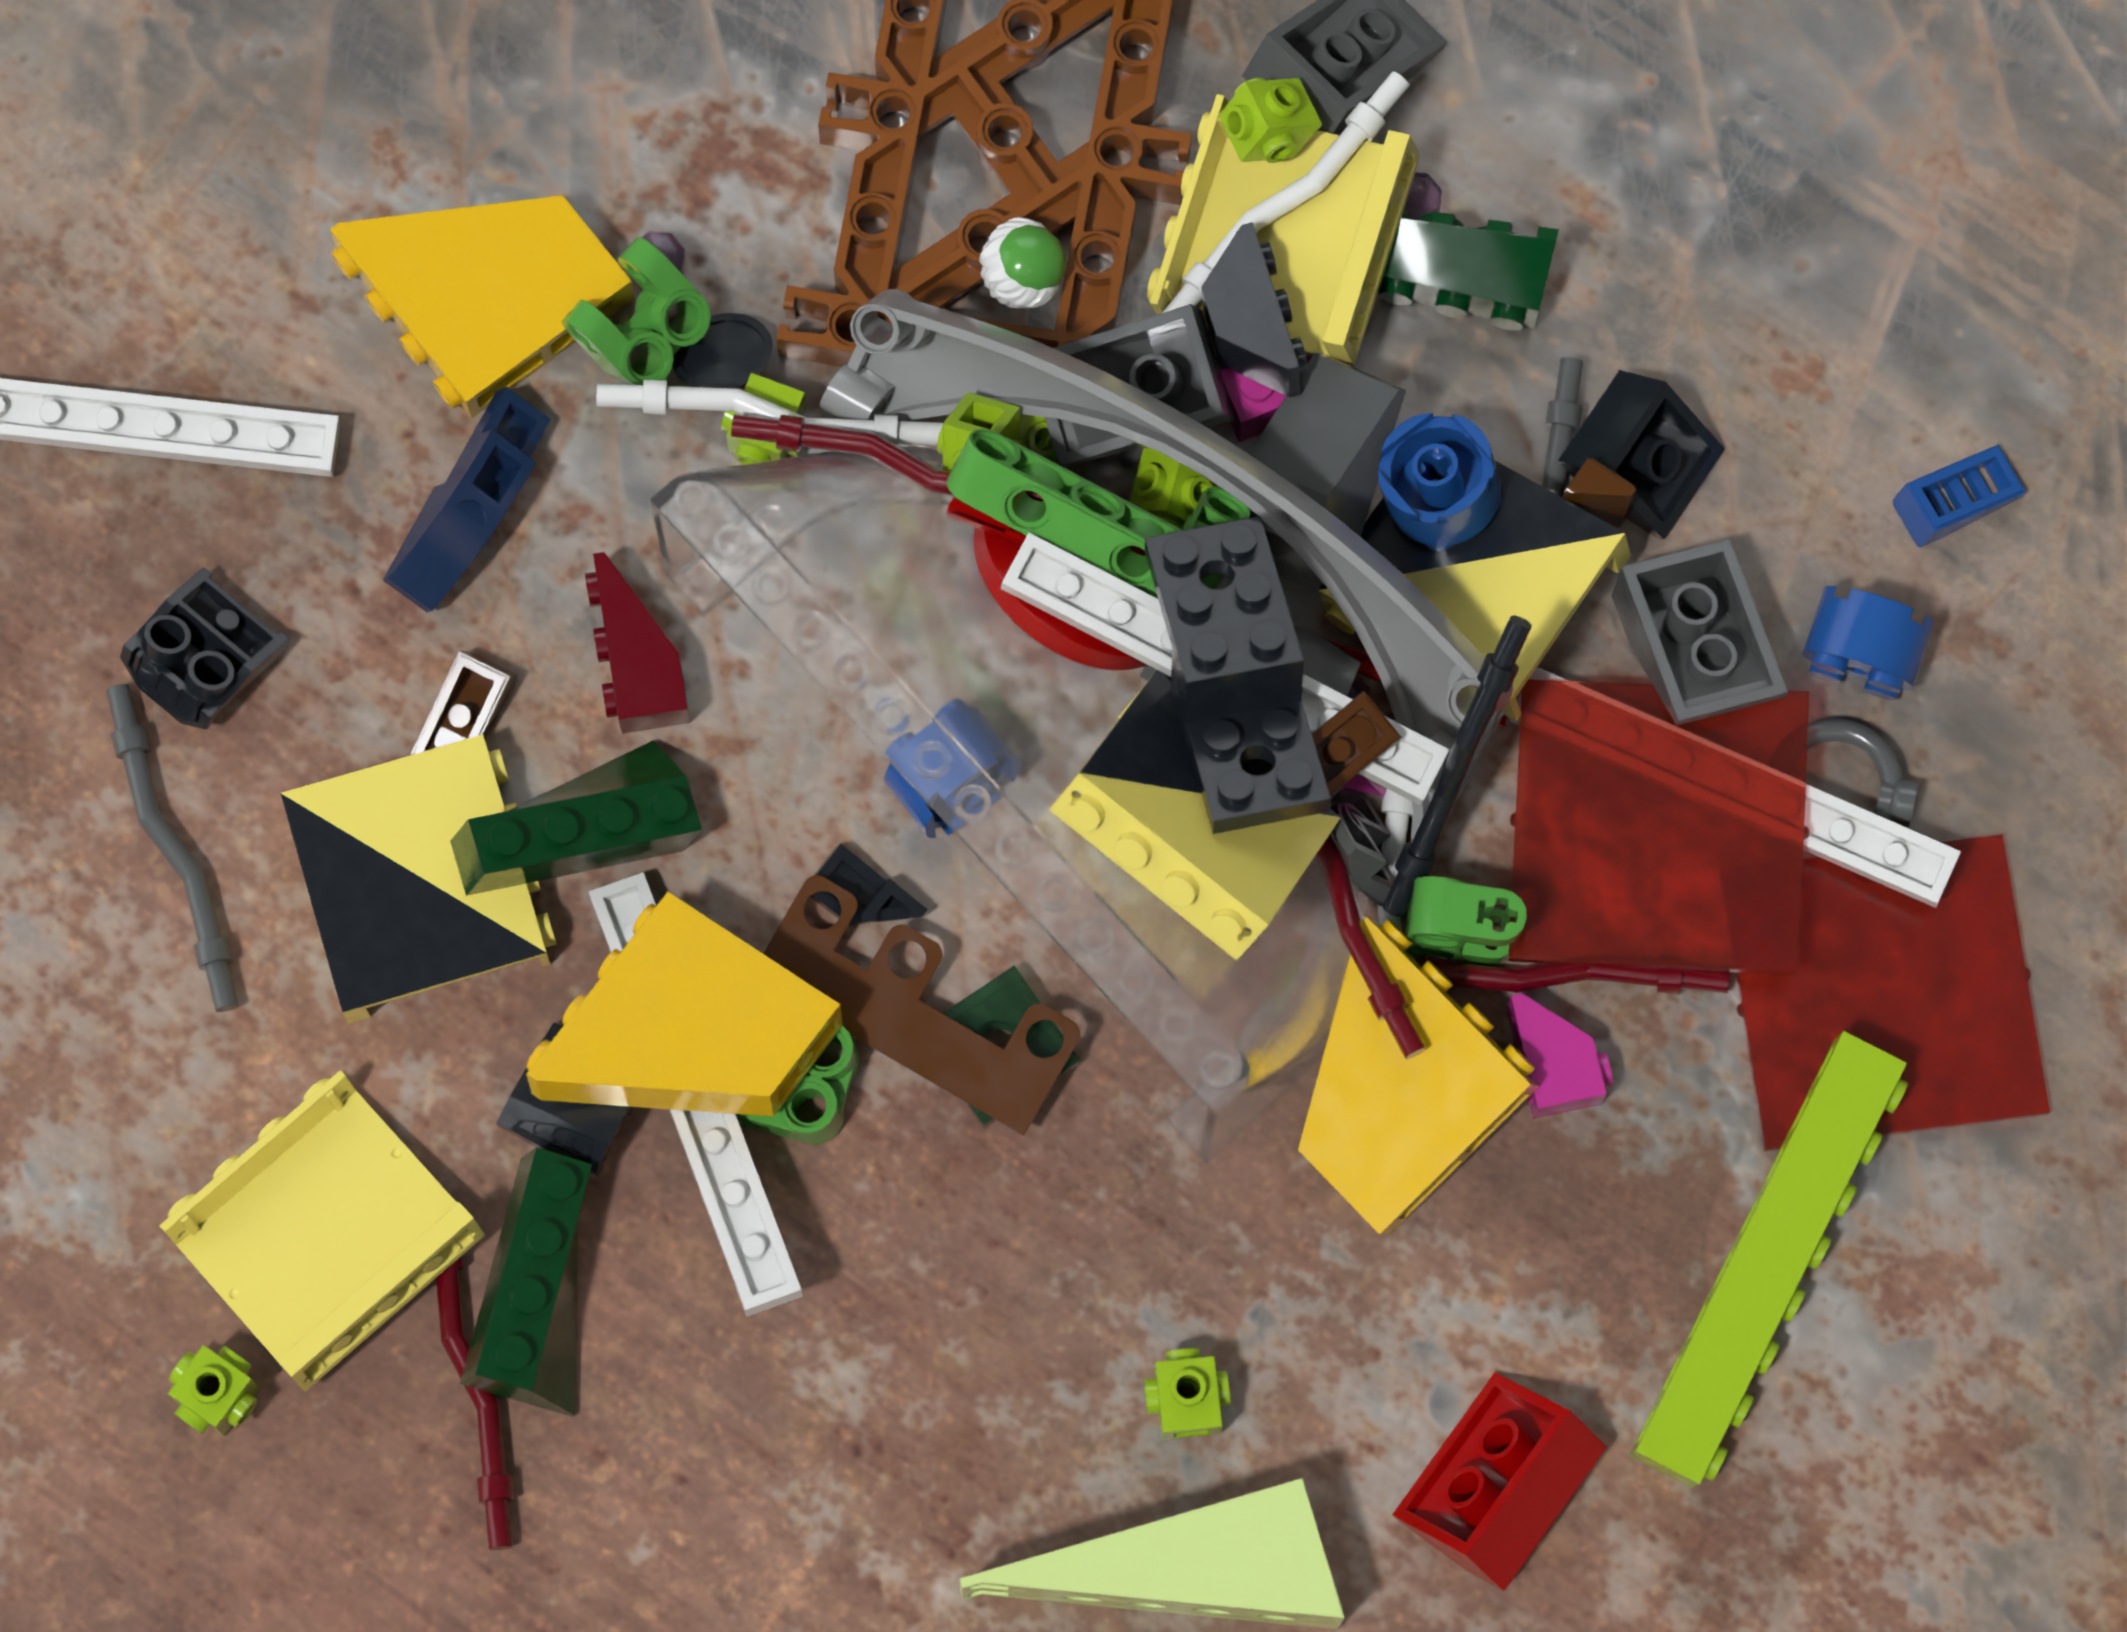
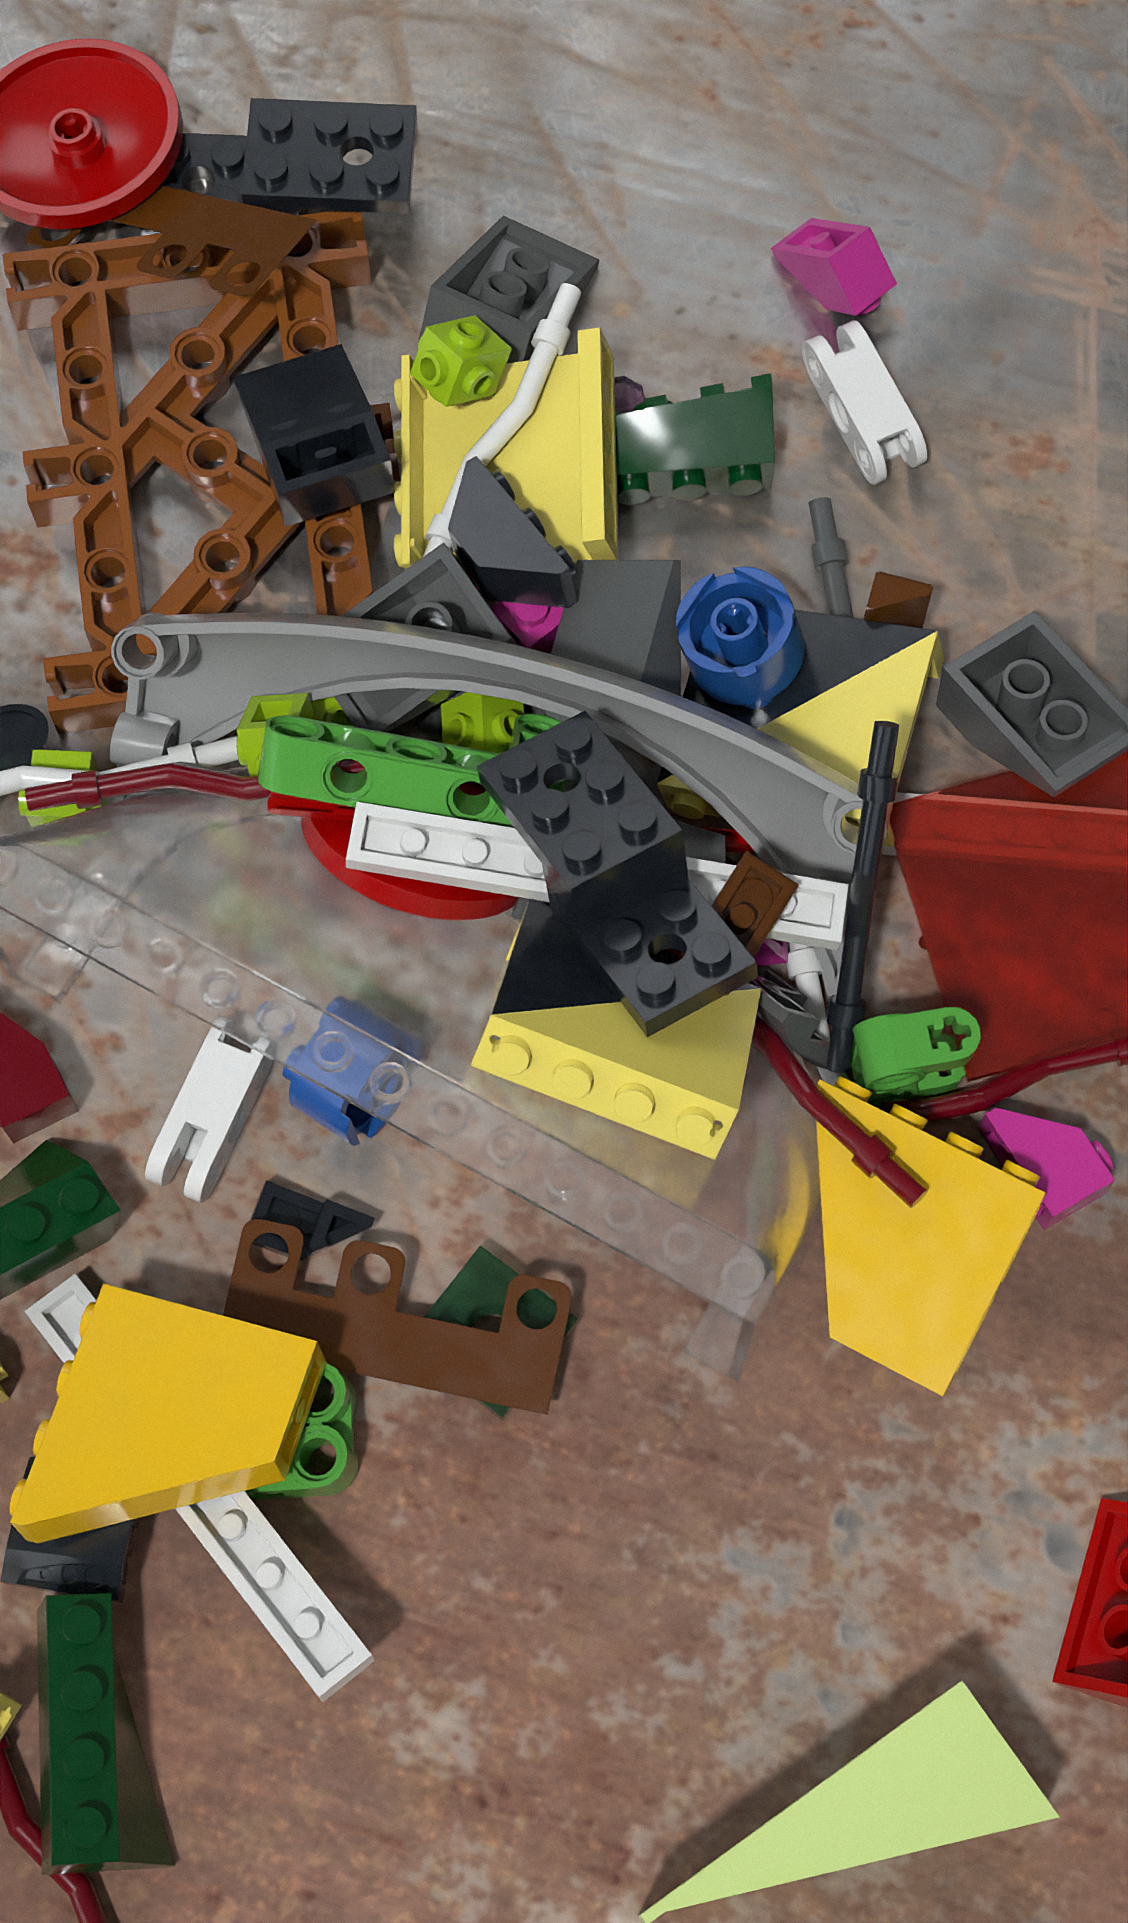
camera: 15 degrees left, 5 degrees down
(804, 770) = (208, 1115): none -> white piece
(1022, 264) = (266, 566): hair -> none
(1108, 146) = (315, 434): none -> black slope
(1184, 1416) = (800, 1652): lime brick -> none
(1650, 273) = (863, 401): none -> white piece
(1651, 442) = (922, 540): black slope -> none
(1673, 124) = (837, 265): none -> dark pink slope

